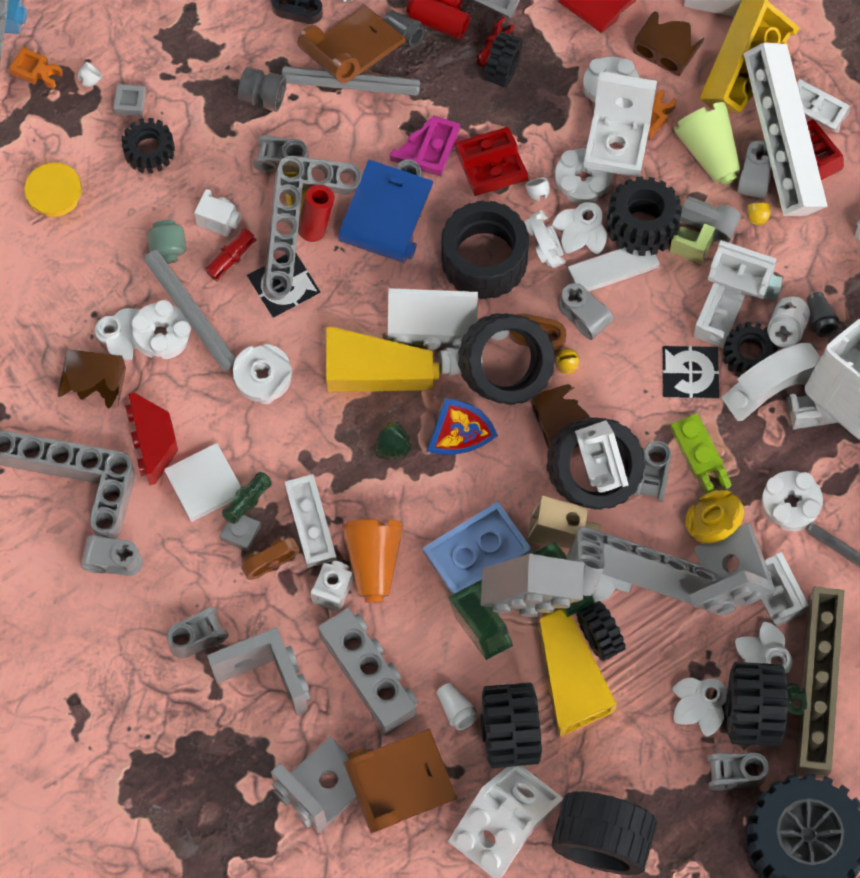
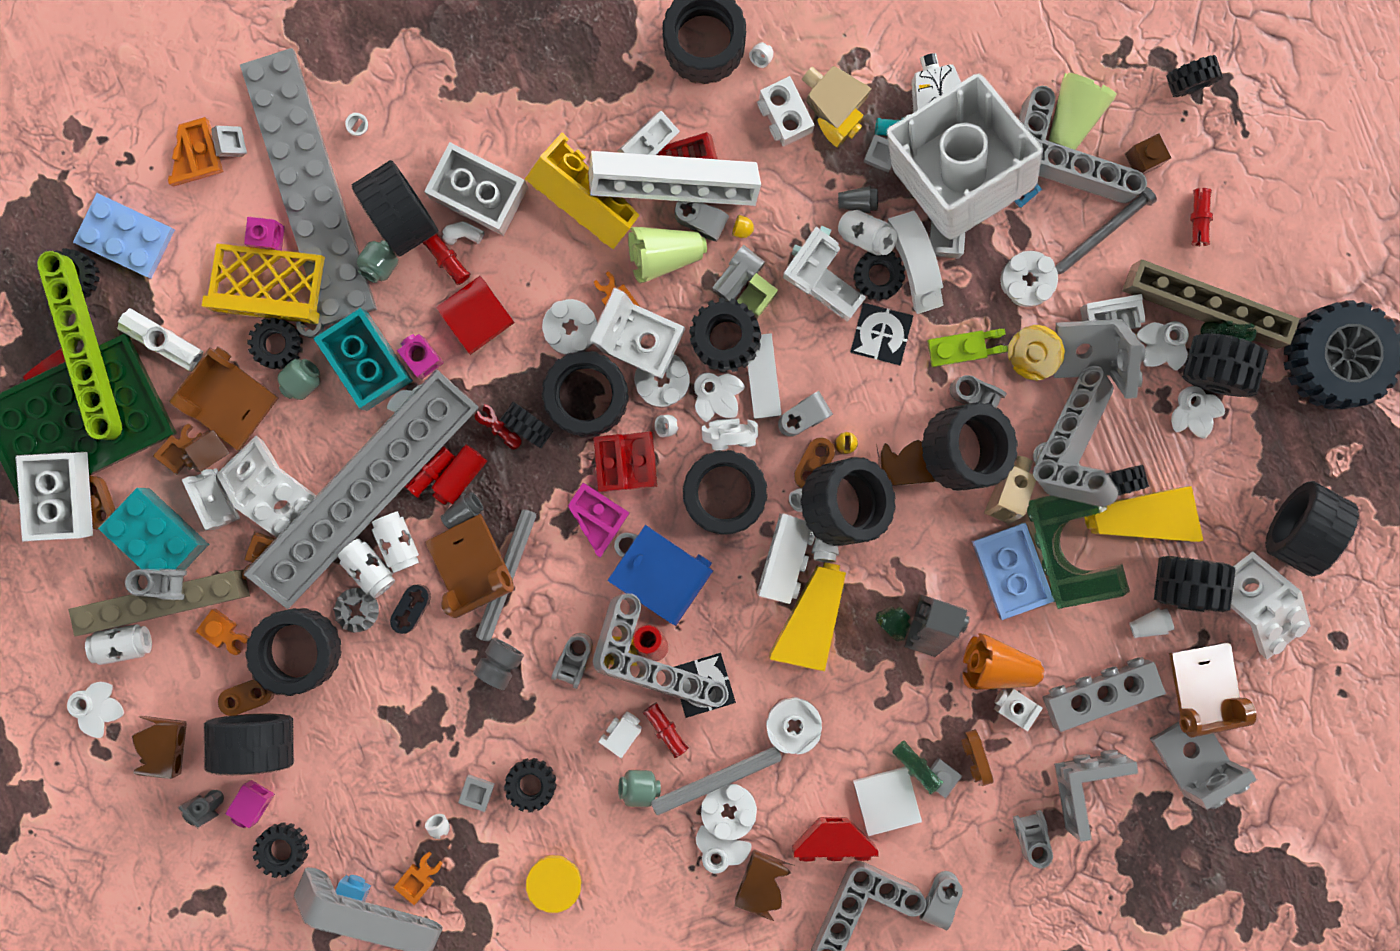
camera: 80 degrees left, 20 degrees up
(310, 521) = (949, 713): white plate -> none
(401, 472) = (935, 626): none -> dark grey wedge
(460, 429) = (896, 559): shield -> none
(532, 585) = (1097, 538): light grey brick -> none
(553, 75) = (569, 364): none -> black tyre
(601, 456) = (979, 442): white hinge -> none
(666, 44) = (545, 265): reddish brown piece -> none
(734, 770) = (1267, 400): light grey piece -> none

